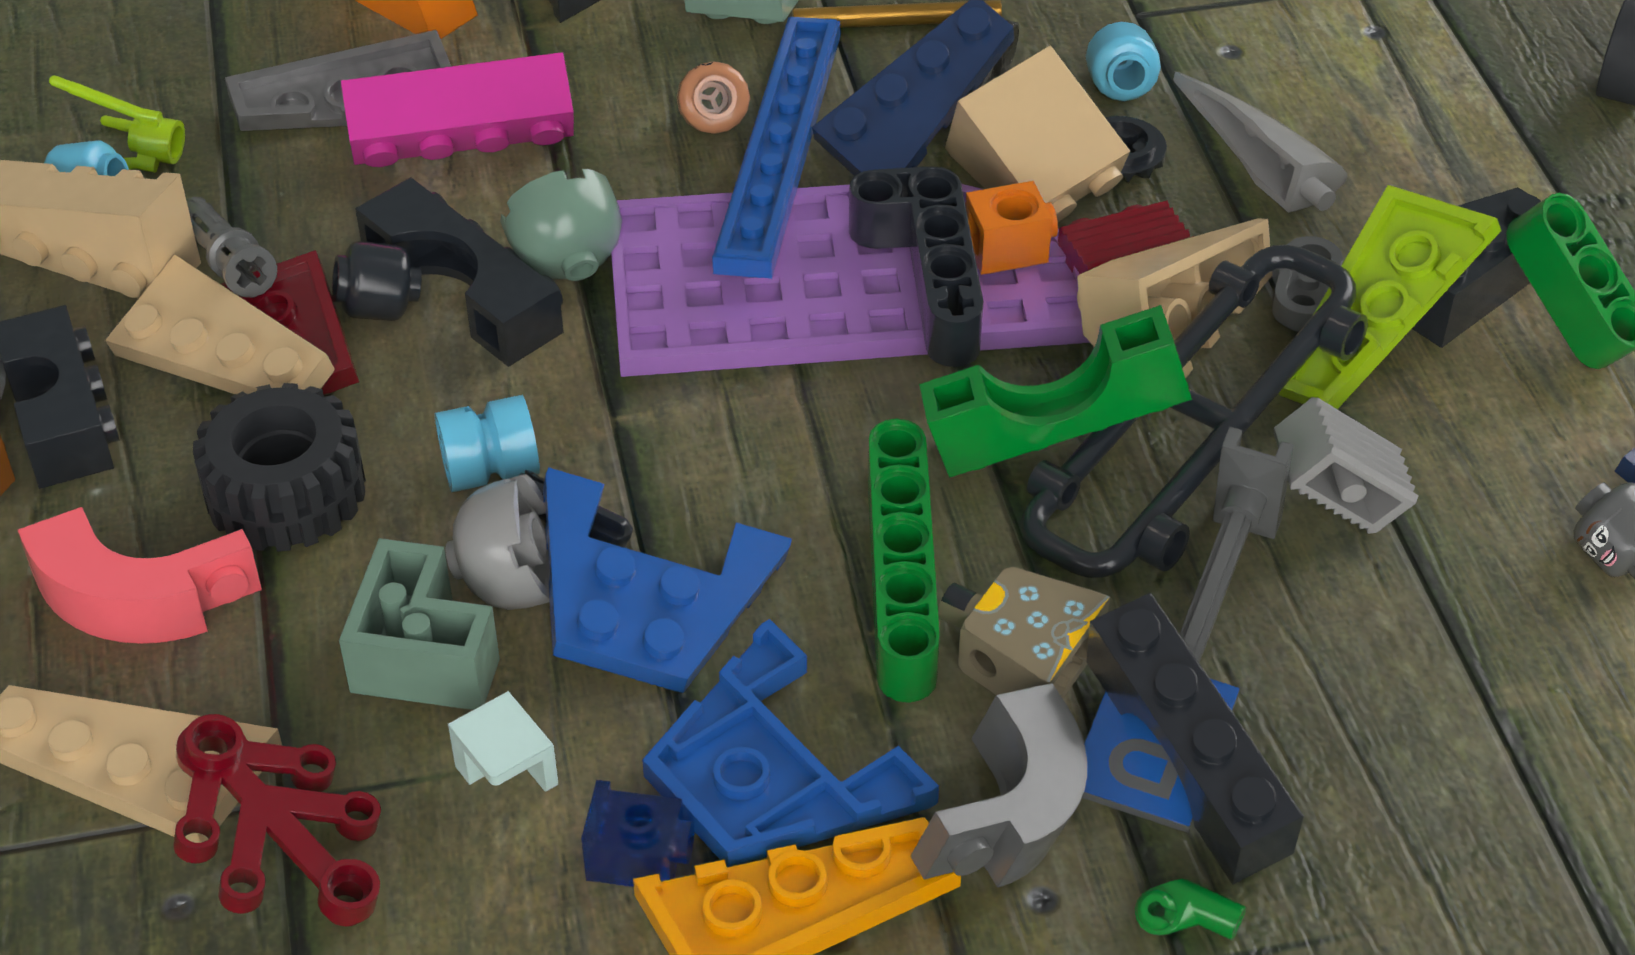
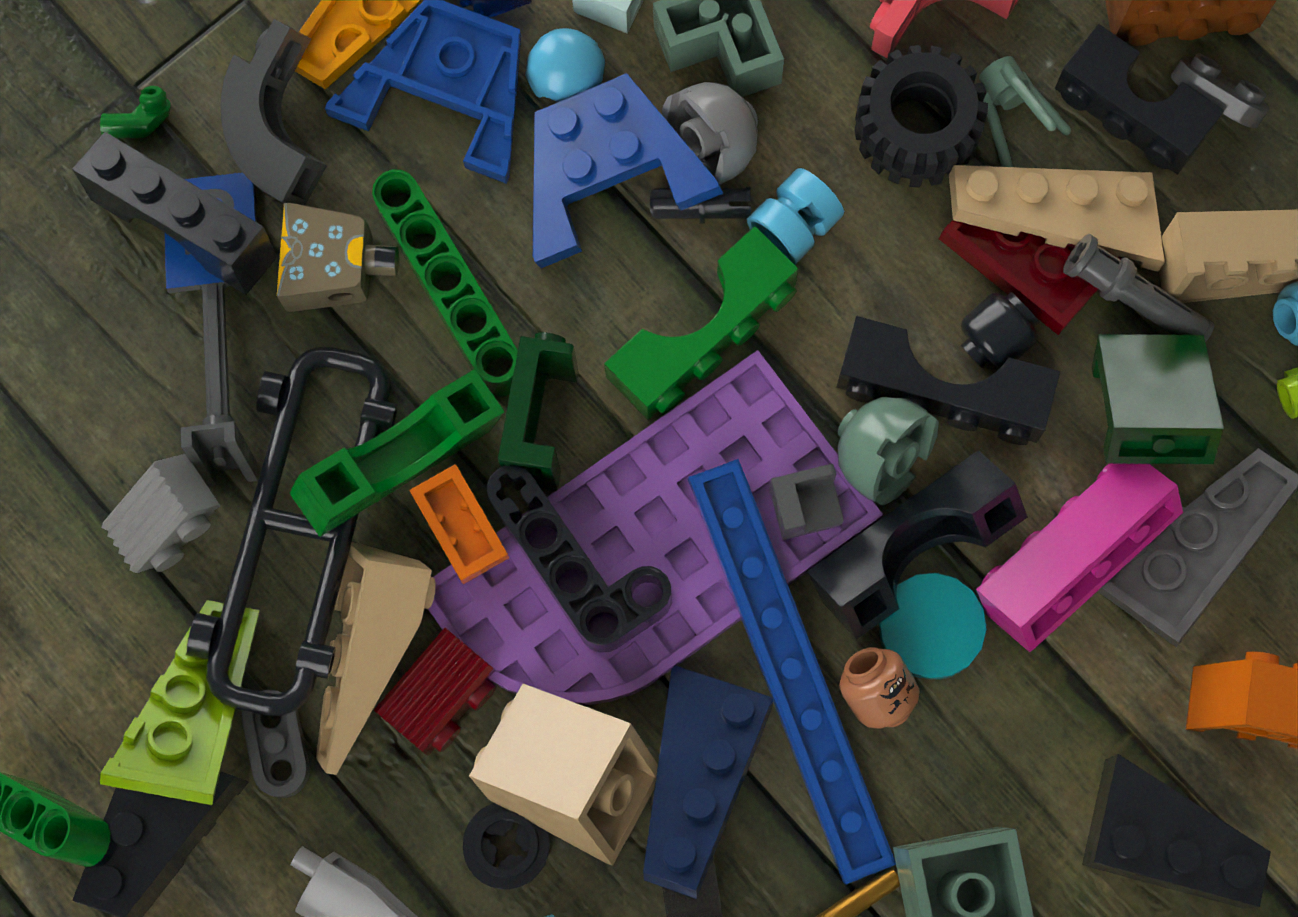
camera: 155 degrees right, 30 degrees up
(163, 463) = (1010, 87): none -> sand green plant
(286, 156) = (1158, 399): none -> panel
(615, 715) = (564, 64): none -> medium azure hair
(629, 136) = (936, 626): none -> teal tile
(666, 163) = (964, 505): none -> black arch
(672, 224) = (806, 501): none -> dark grey panel
(725, 390) = (657, 367): none -> green arch
(885, 382) = (537, 361): none -> dark green panel
(1010, 227) = (534, 609): orange brick -> none
(1024, 334) = (459, 524): none -> orange tile

